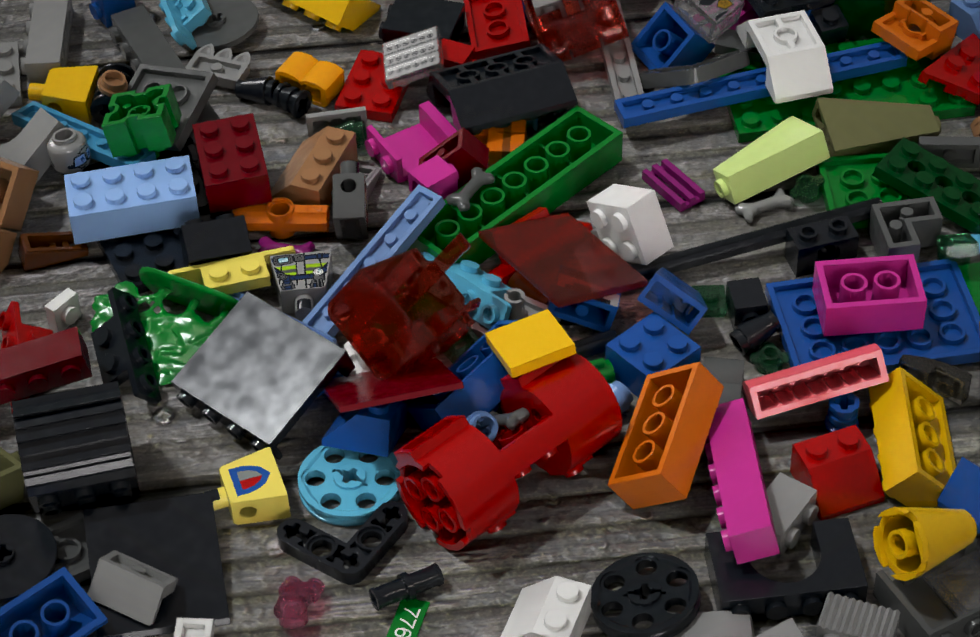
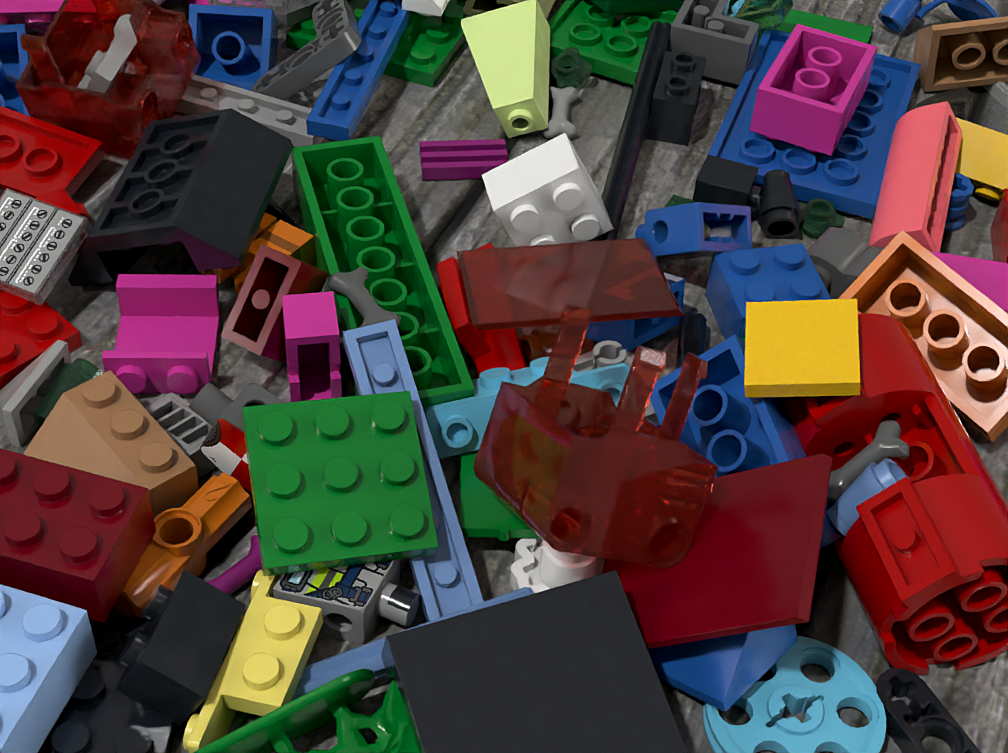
camera: 65 degrees left, 0 degrees up
(334, 236) = (338, 482): none -> green plate

